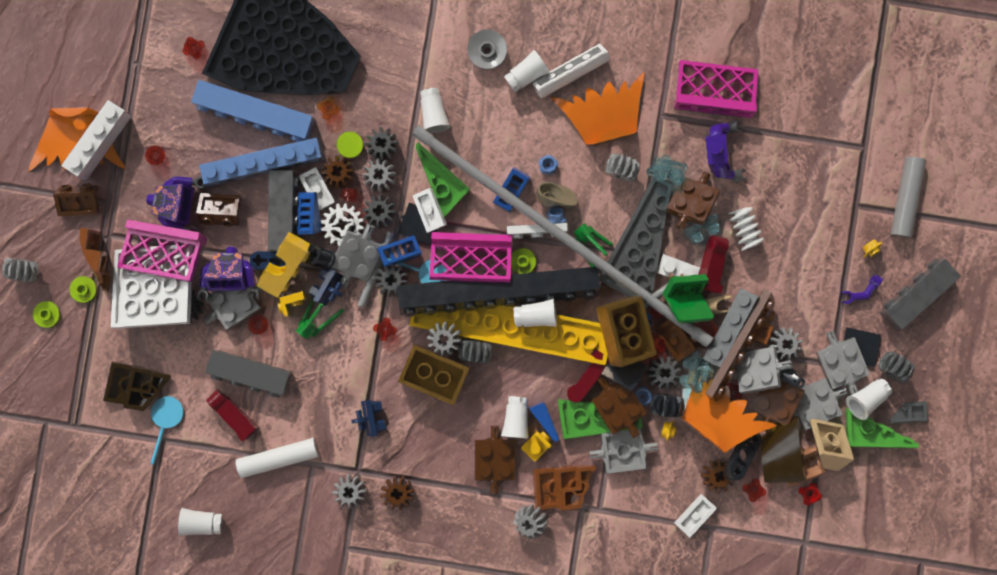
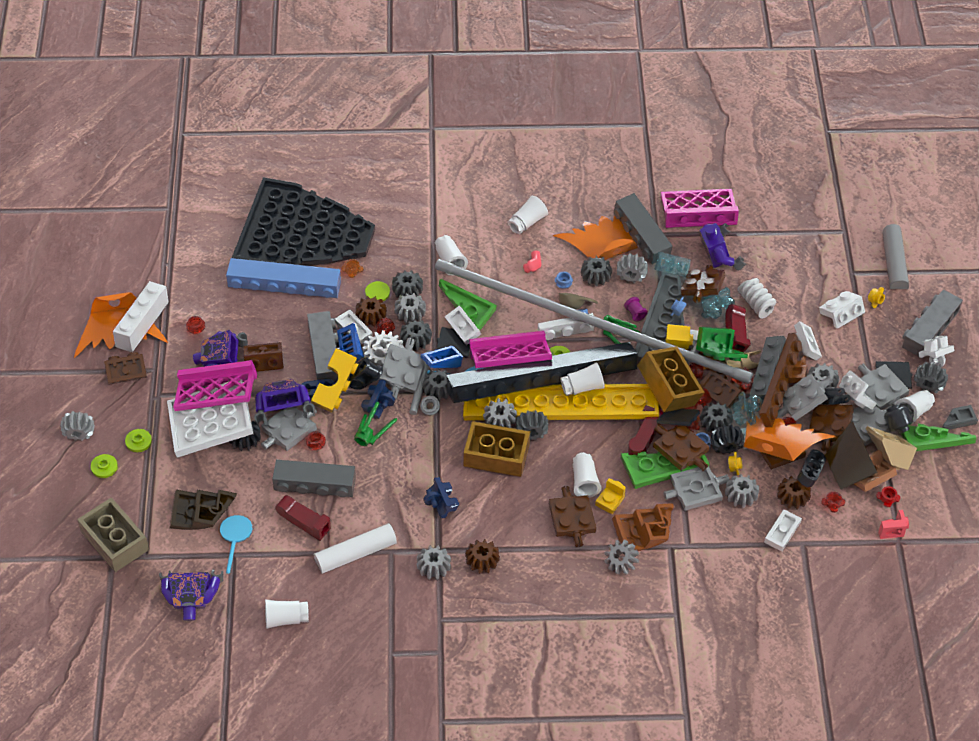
camera: 10 degrees left, 35 degrees down
(44, 407) = (113, 534): none -> dark tan brick
(96, 259) = (152, 405): dark orange slope -> none
(111, 483) = (190, 590): none -> dark purple torso
(190, 42) = (220, 243): clear red plate -> none
(261, 162) = (294, 313): medium blue brick -> none
(293, 299) = (345, 413): yellow bracket -> none
(378, 308) = (430, 399): none -> light grey plate
(385, 334) = (440, 430): clear red plate -> none
(491, 40) = (487, 205): light grey dish -> none
(521, 175) = (539, 290): blue slope -> none
(522, 136) = (533, 264): none -> coral arm
(542, 415) = (608, 468): blue slope -> none
(571, 70) = (566, 211): white brick -> none
(584, 153) = (596, 271): none -> dark grey gear
(615, 218) = (637, 311): none -> magenta bush
(646, 113) = (642, 227): none -> dark grey brick
(648, 274) = (679, 336): none -> yellow brick
(658, 232) = (678, 307): none -> medium blue plate
(667, 471) = (742, 490): none -> light grey gear
(783, 292) = (808, 341): none -> white plate
(802, 534) = (894, 528): none -> coral bracket
(814, 375) = (855, 389): none -> white bracket
(832, 255) = (843, 308): none -> white bracket
(846, 416) = (898, 418): none -> black head
(874, 282) = (879, 335): dark purple arm -> none
(914, 333) = (936, 349): none -> white hips

